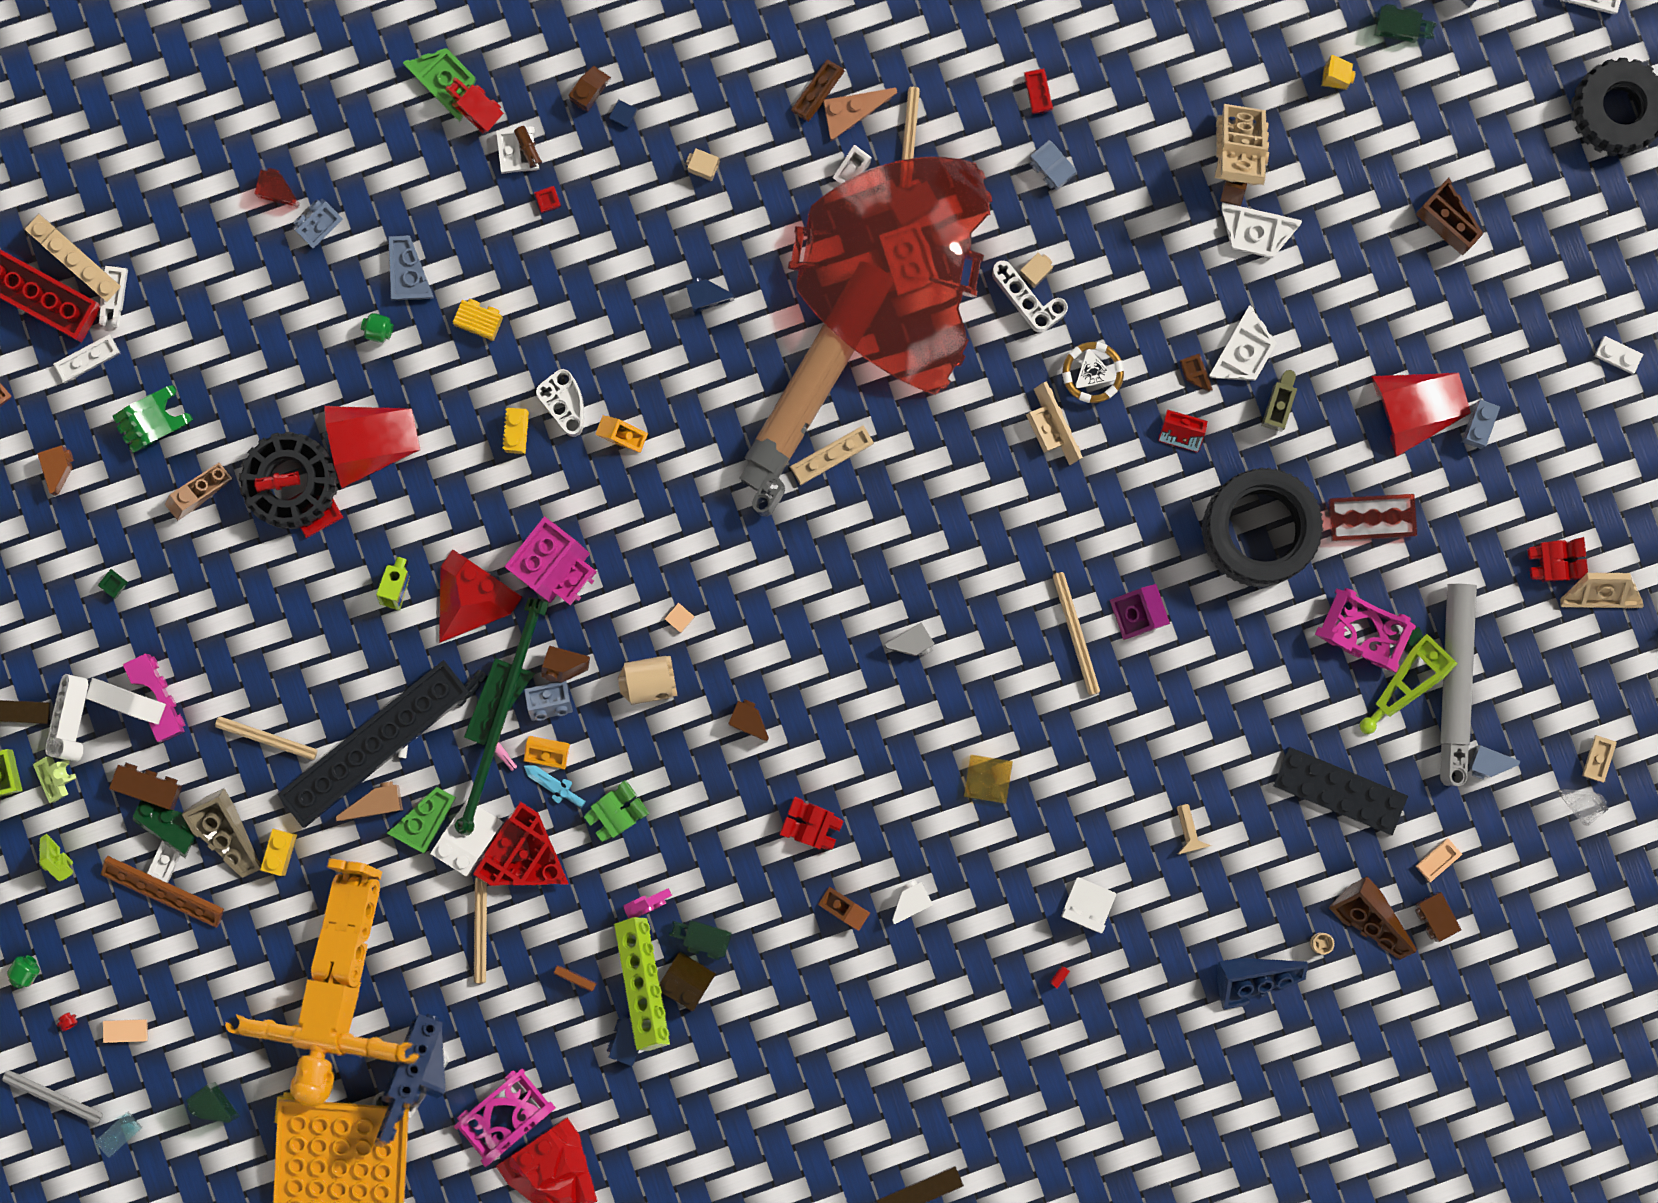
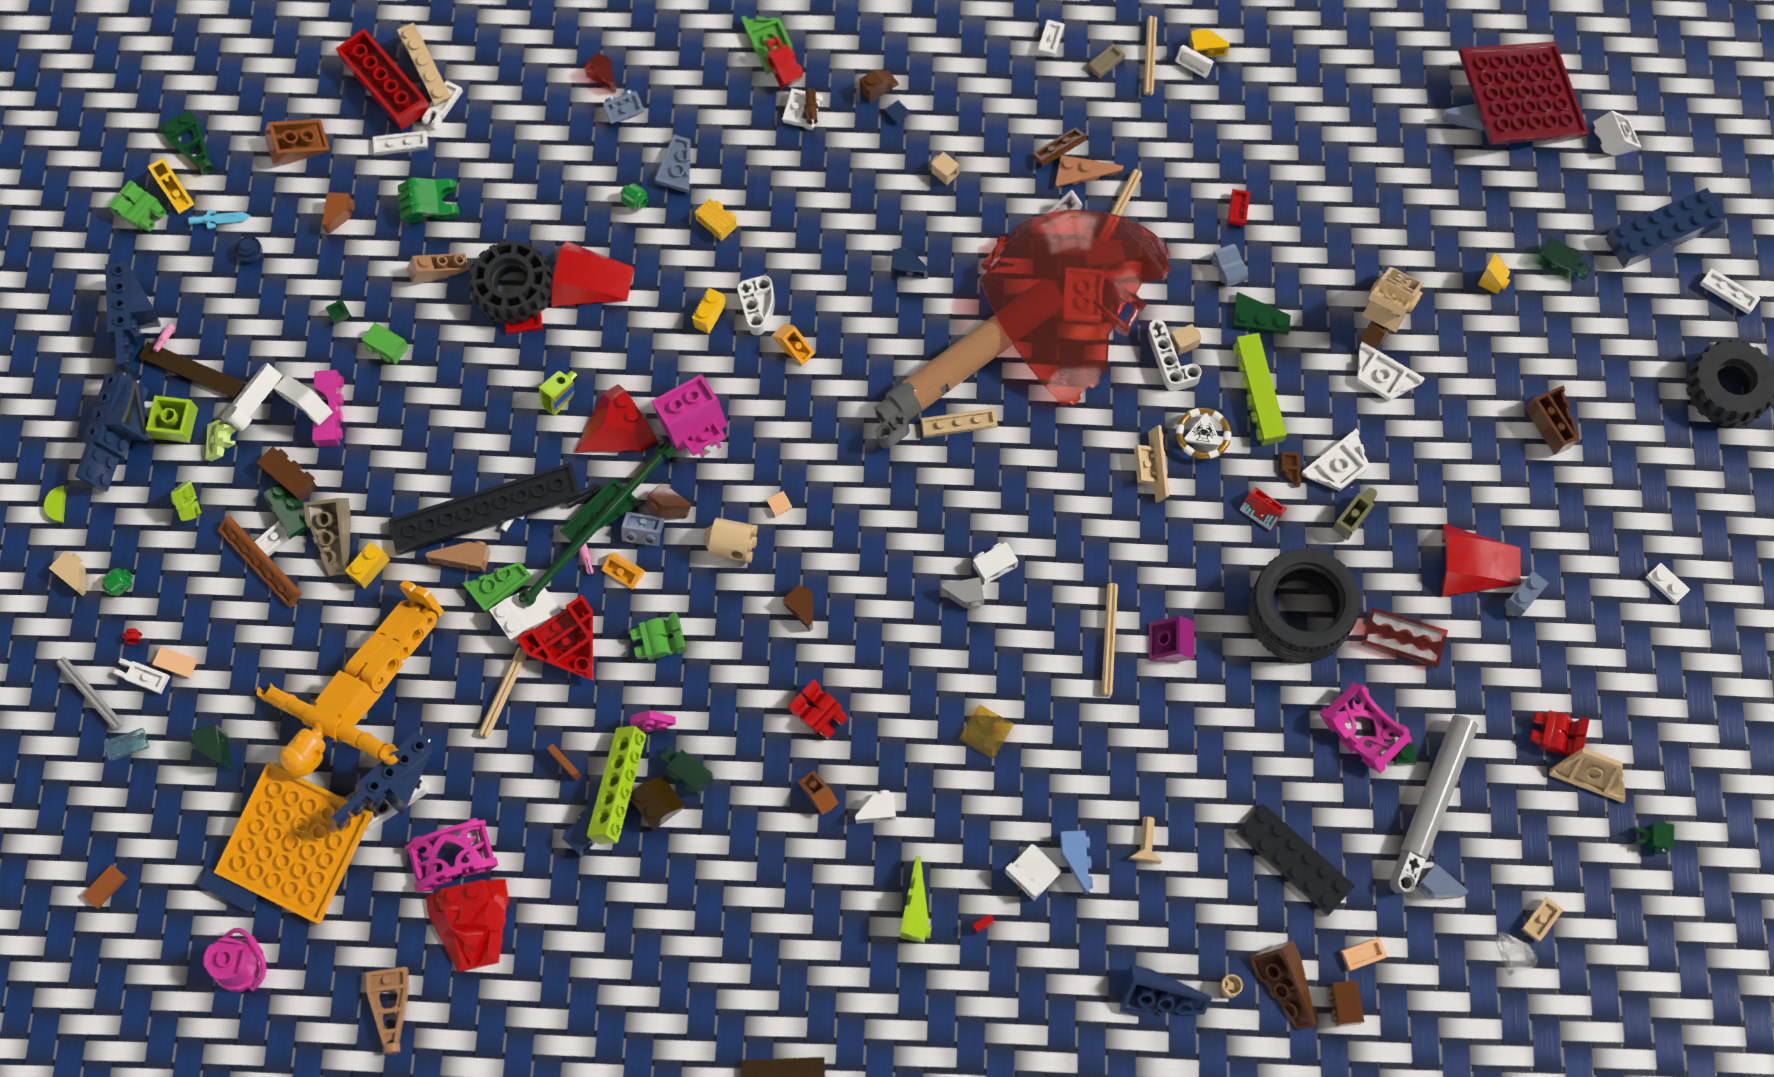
camera: 25 degrees right, 15 degrees down
(100, 1058) = (143, 676): none -> white hinge
(181, 601) = (384, 343): none -> bright green brick
(266, 738) = (401, 473): tan axle -> none
(277, 481) = (500, 273): red pin -> none
(547, 199) = (810, 153): red tile -> none
(553, 785) = (617, 599): medium azure sword -> none
(929, 598) = (995, 562): none -> white brick
(991, 996) = (915, 916): none -> lime wedge
(1103, 212) = (1257, 316): none -> dark green wing
(1122, 869) = (1074, 852): none -> medium blue slope
(1134, 298) = (1260, 389): none -> lime brick
(1432, 655) = (1417, 767): lime plate -> none

